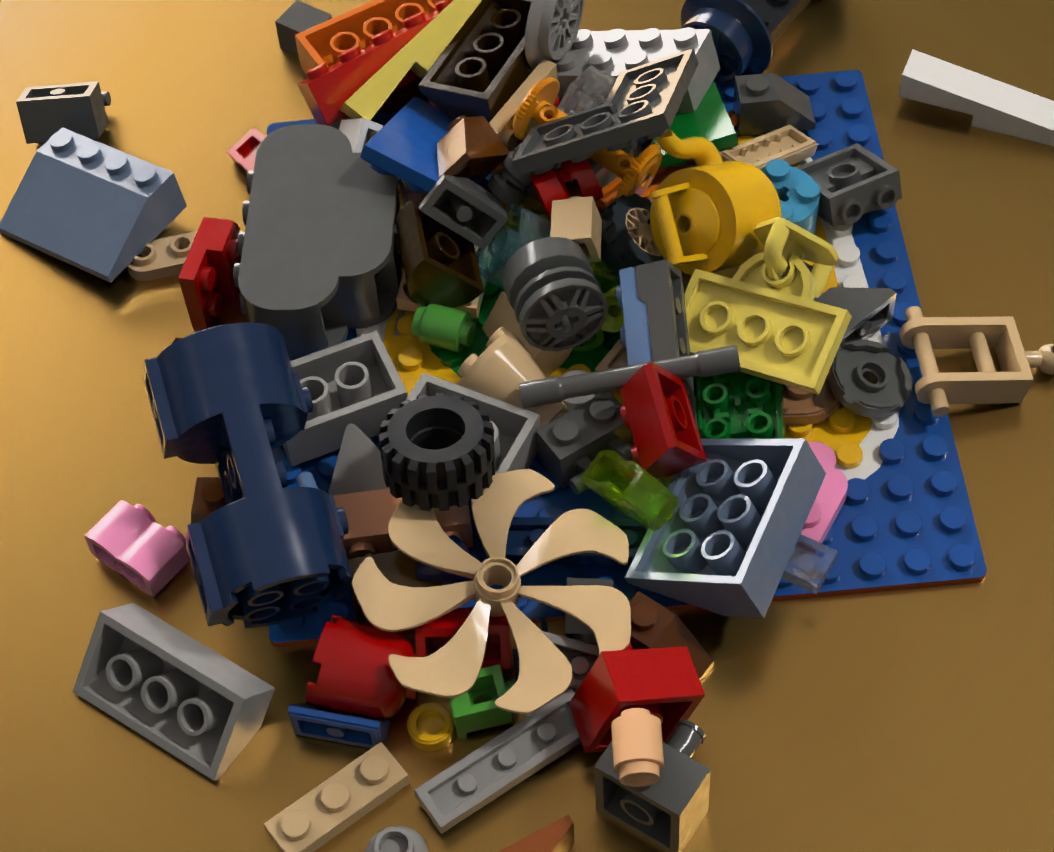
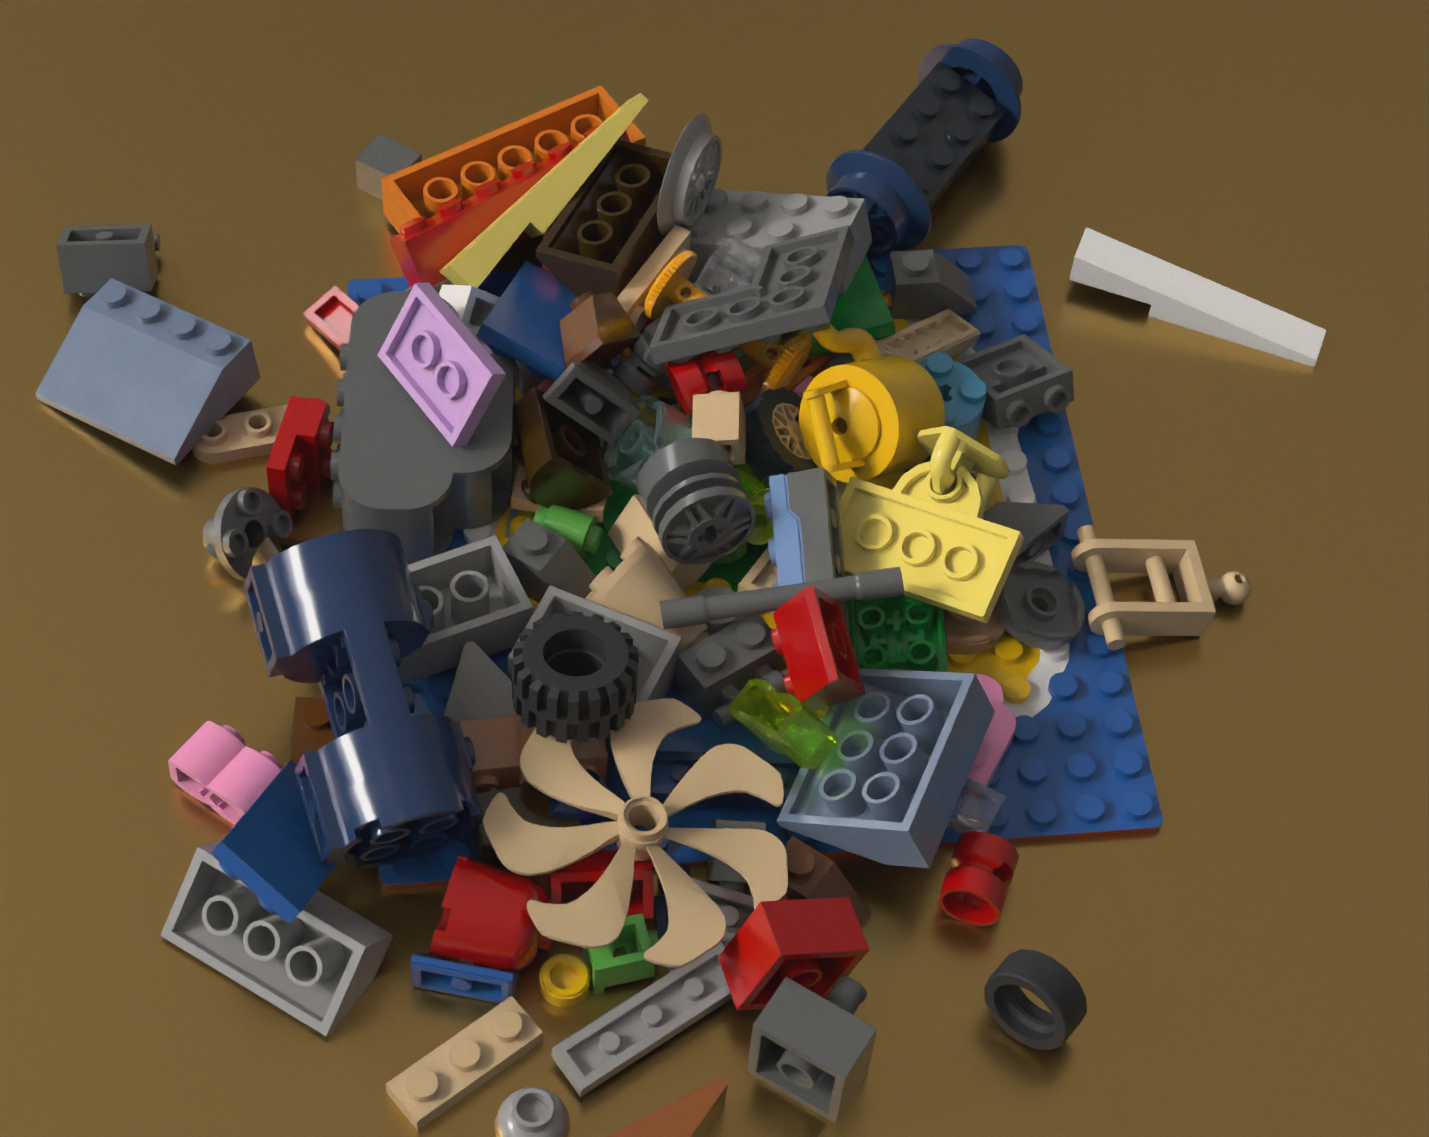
camera: 10 degrees left, 0 degrees up
(159, 325) = (241, 527): none -> flat silver plate
(163, 613) = (275, 849): none -> blue tile
(328, 182) = (441, 364): none -> lavender plate
(421, 350) = (545, 561): none -> dark grey slope
(637, 747) = (801, 1005): light nougat brick -> none
(812, 627) = (978, 878): none -> red wheel
(874, 722) = (1048, 982): none -> black tyre

